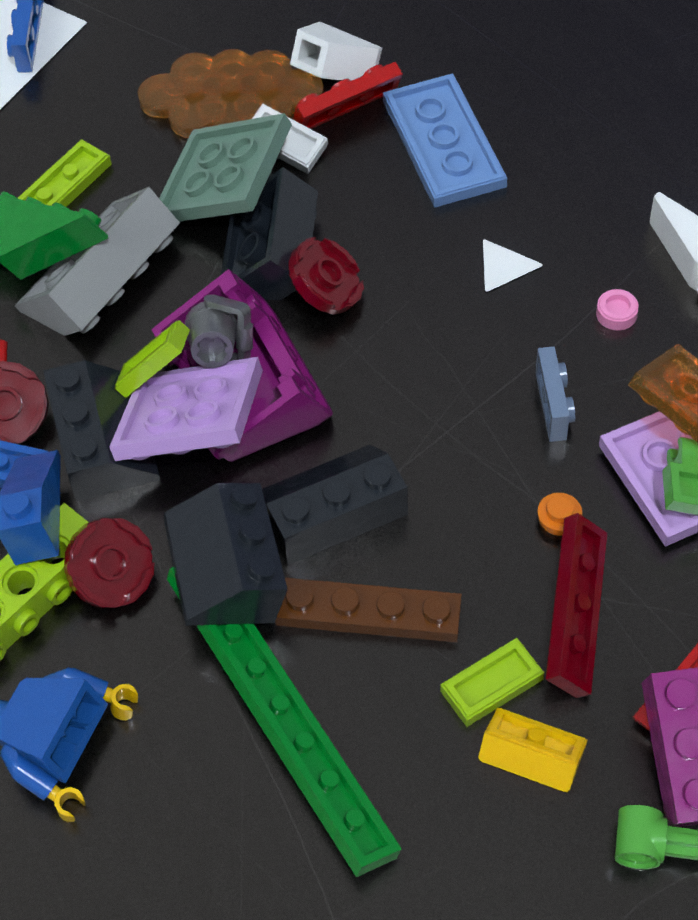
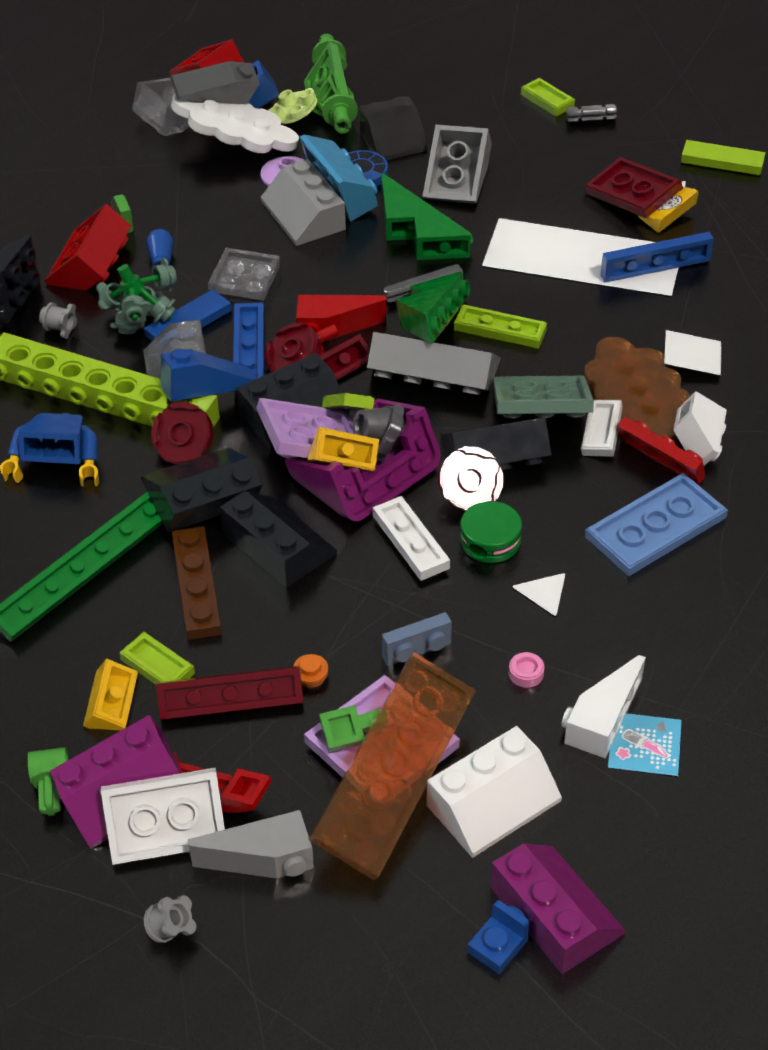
camera: 70 degrees right, 10 degrees down
(33, 348) = (347, 356): none -> dark red slope
(196, 29) = (693, 352): none -> white sticker
(258, 374) = (345, 448): none -> yellow slope
(386, 361) = (411, 538): none -> white plate
(407, 283) = (490, 531): none -> green head

